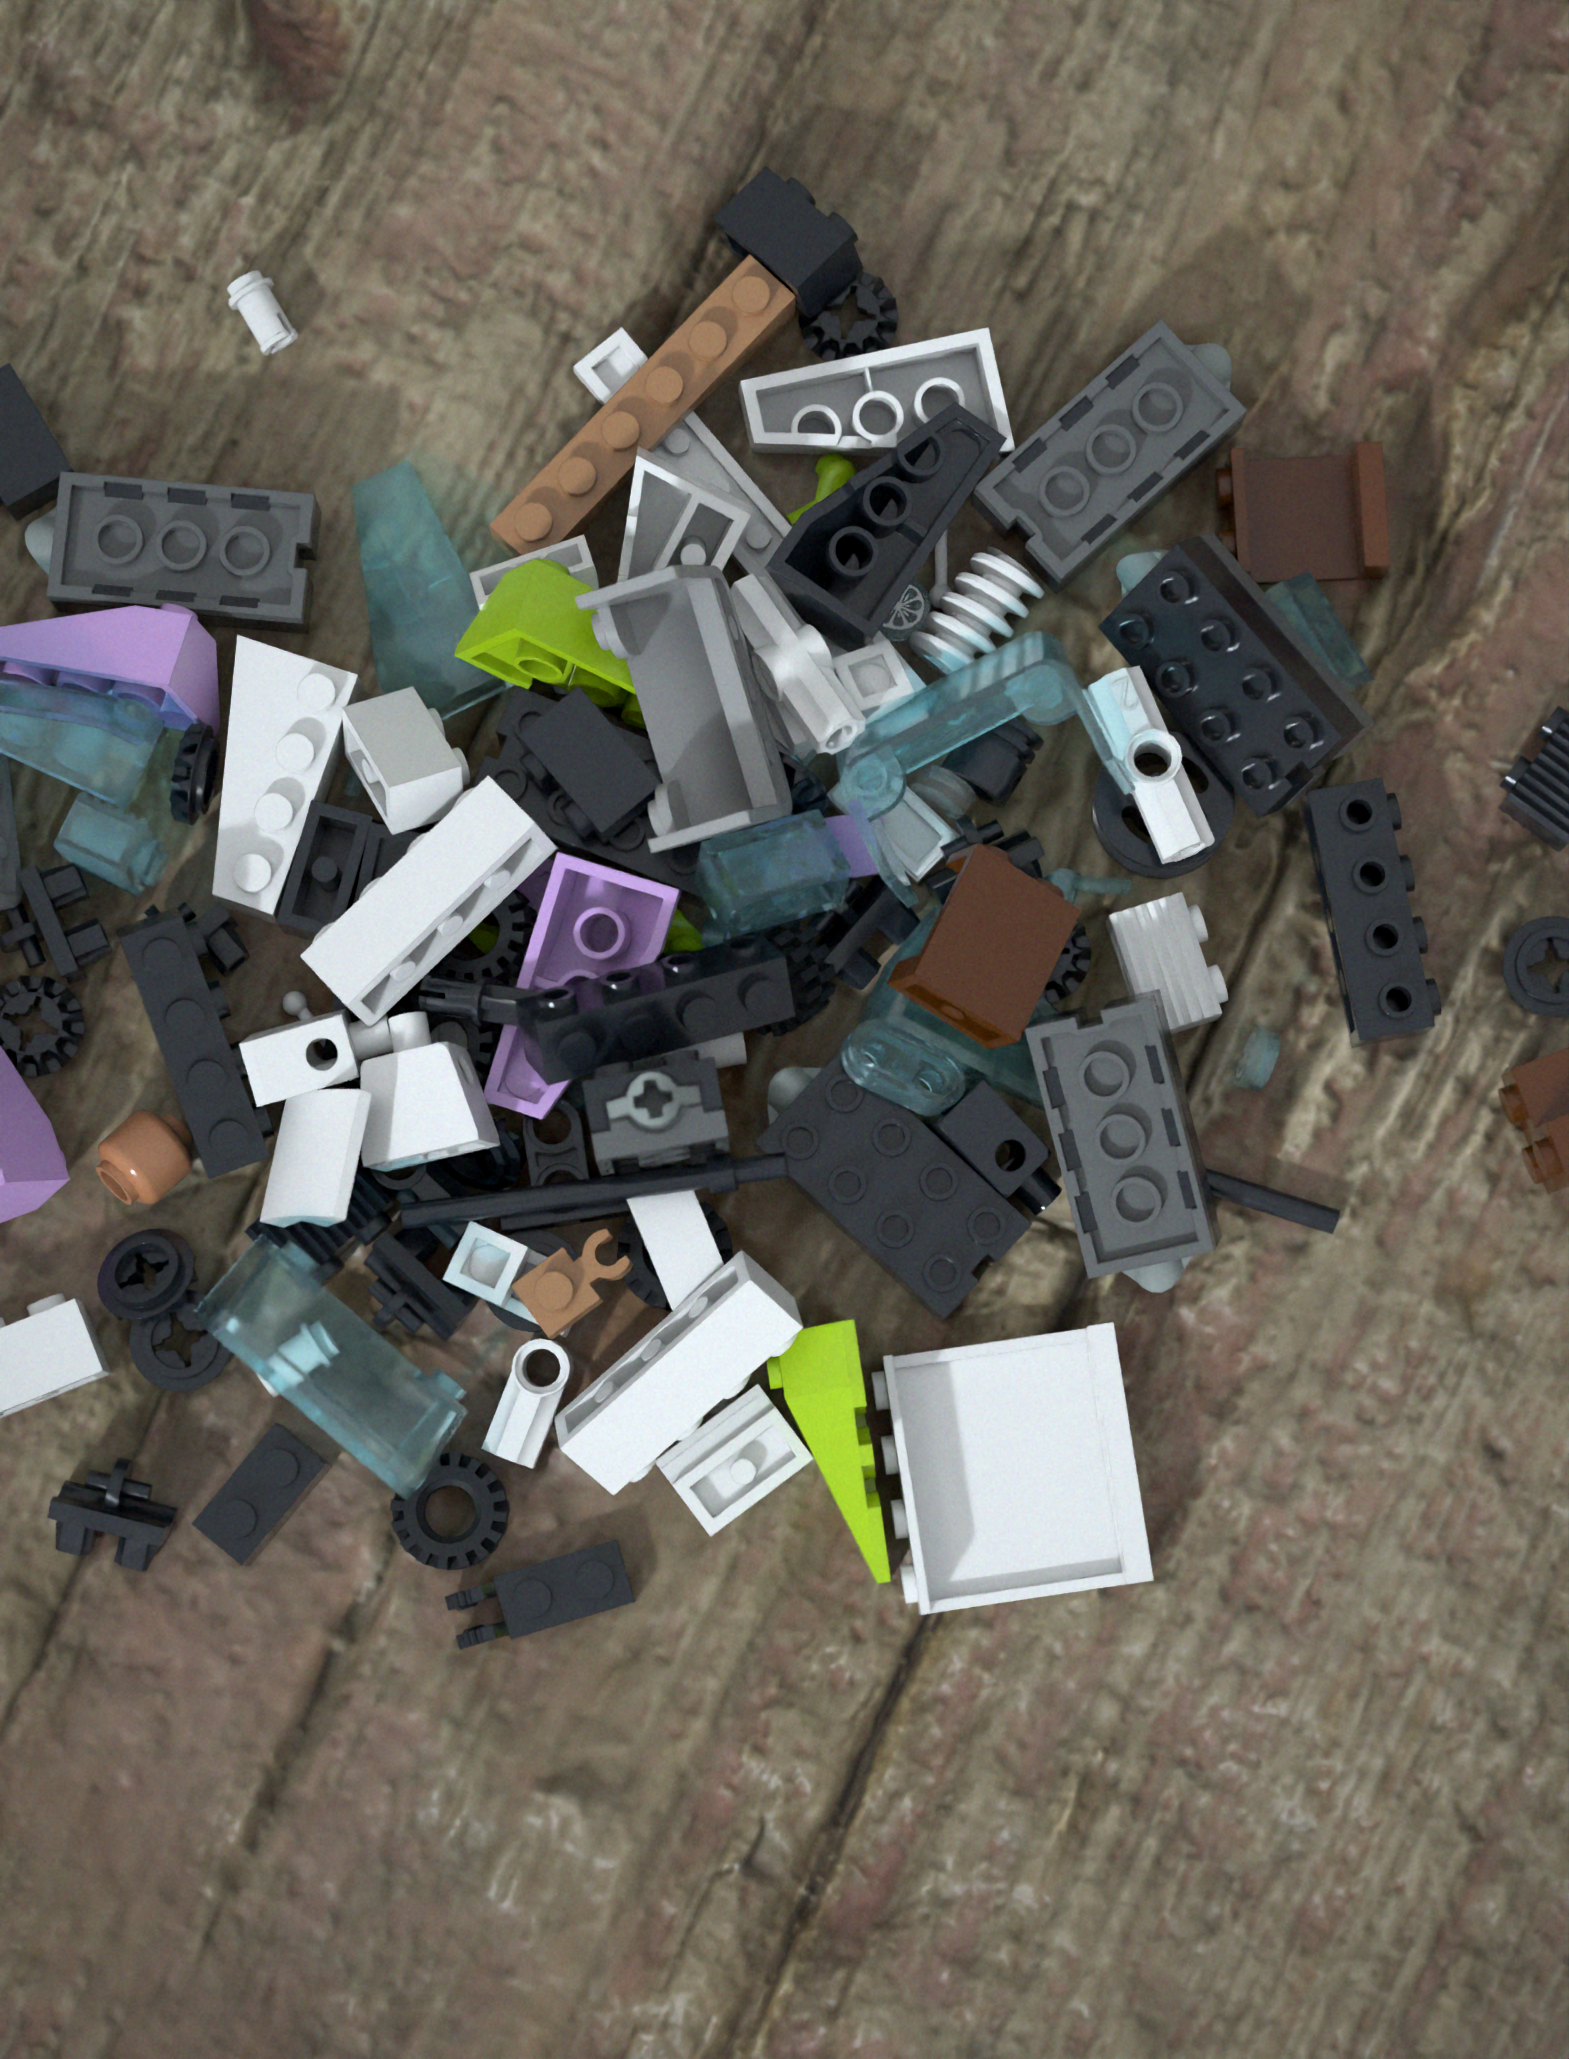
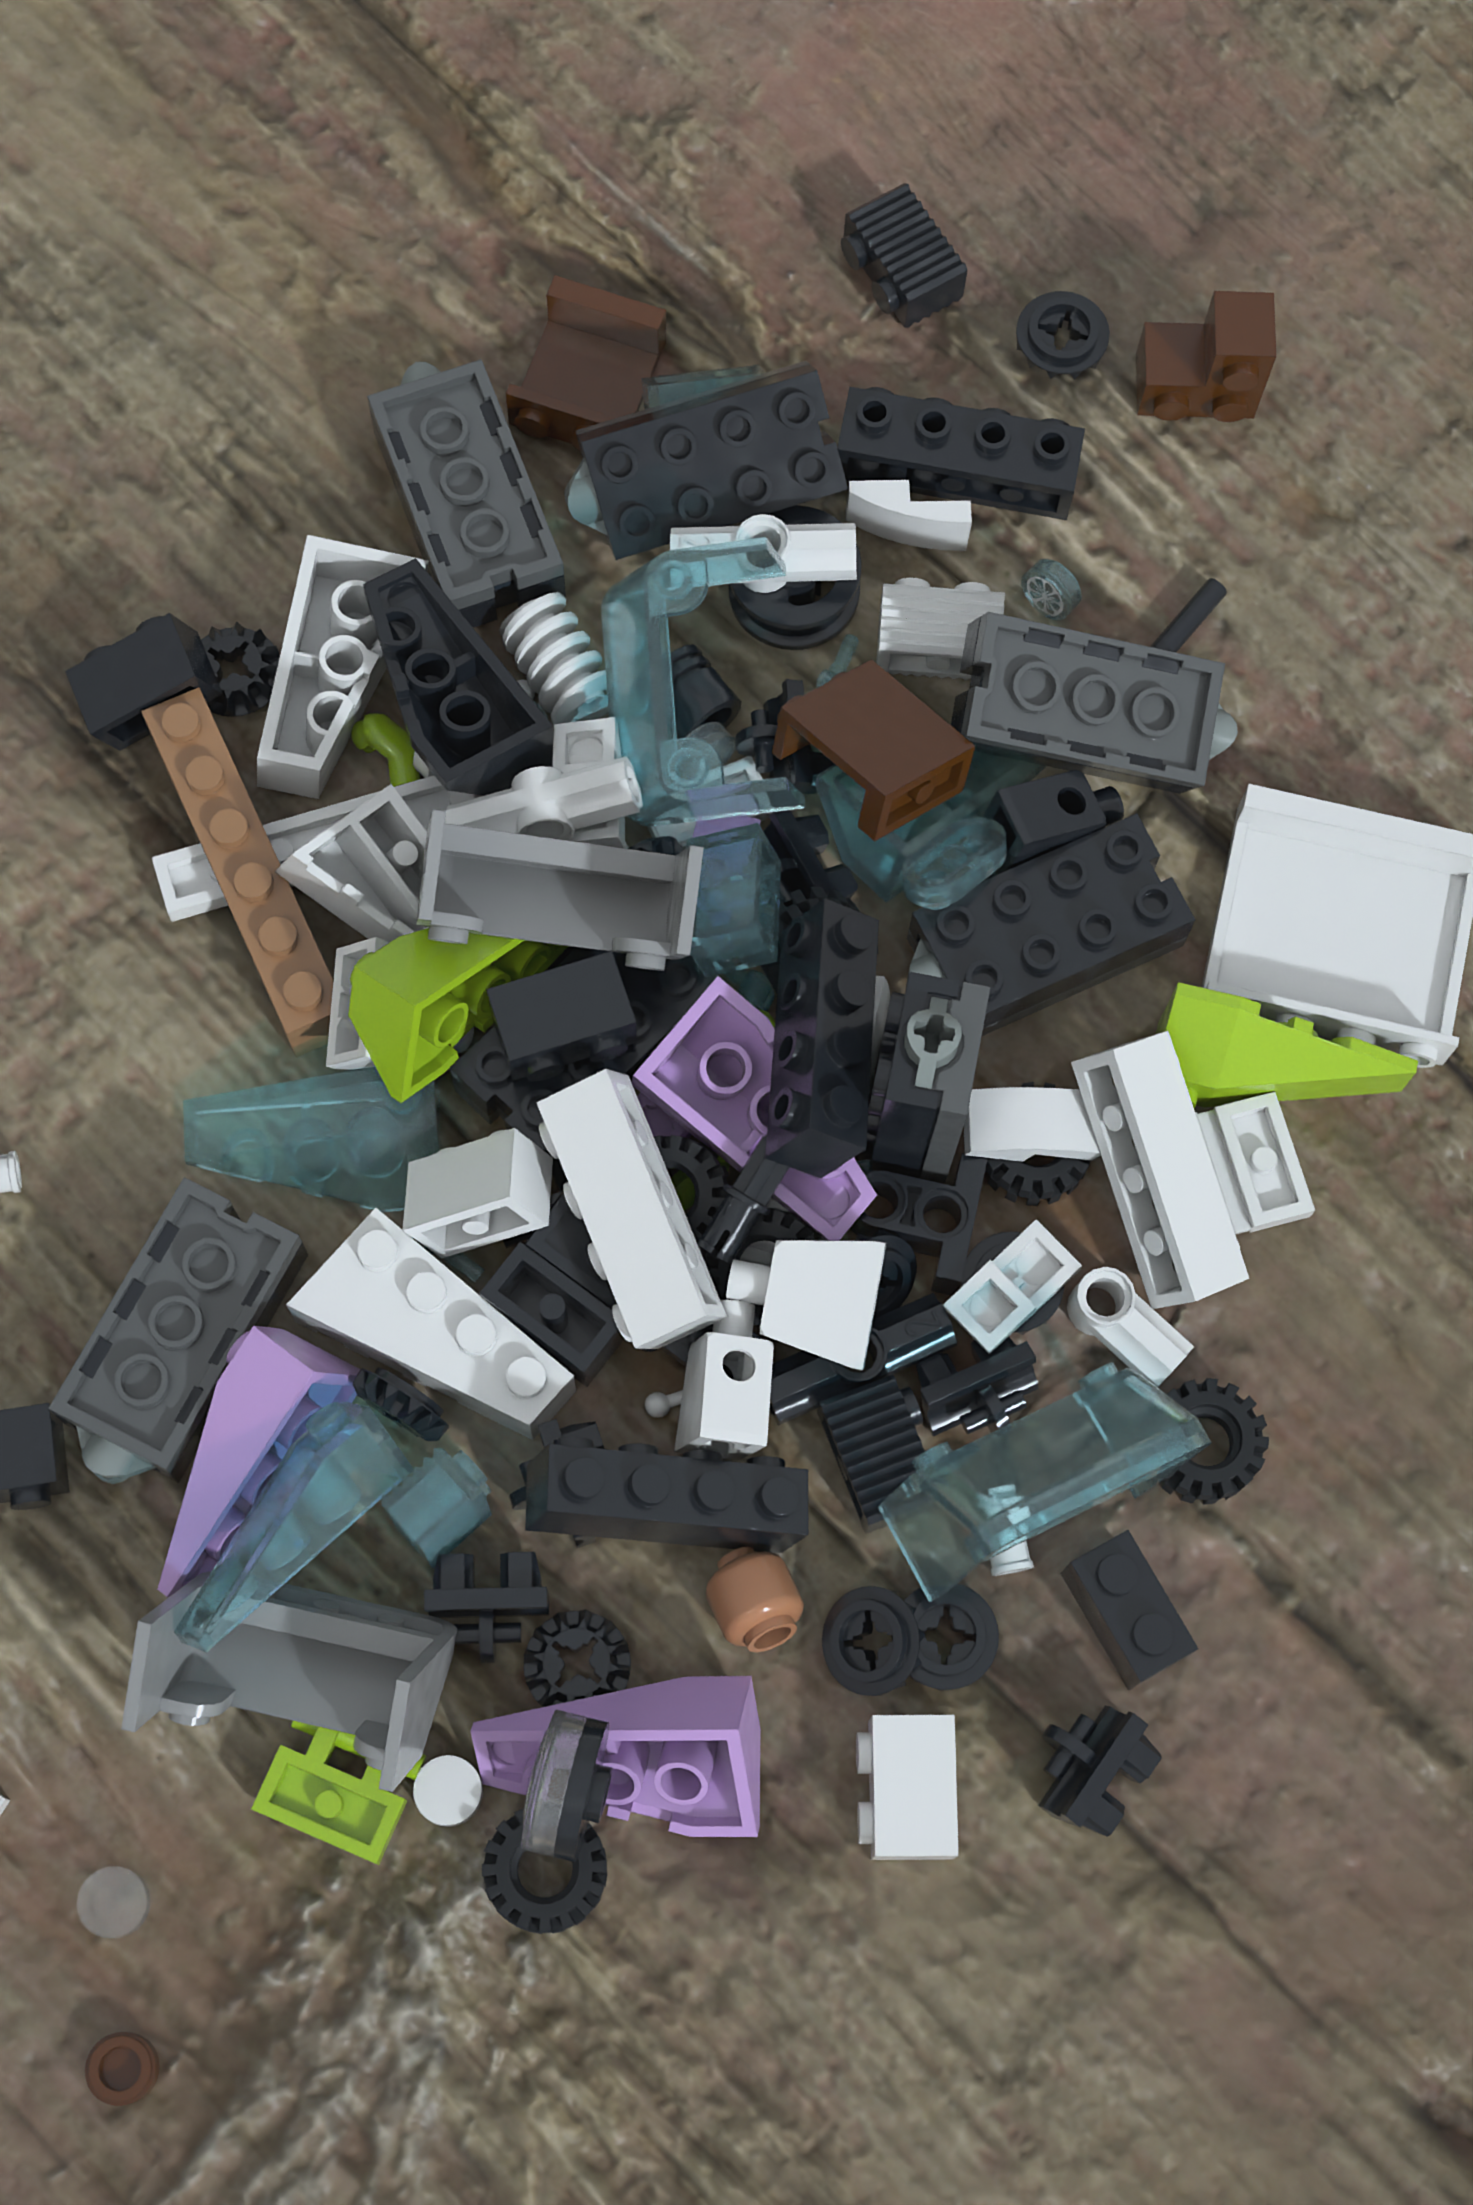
camera: 70 degrees left, 10 degrees down
(316, 1157) = (837, 1412): white slope -> none
(549, 1593) = (1313, 1384): black hinge -> none
(563, 1290) = (1040, 1244): medium nougat plate -> none
(719, 1173) = (993, 1056): black bar -> none
(1274, 872) = (886, 511): none -> white slope

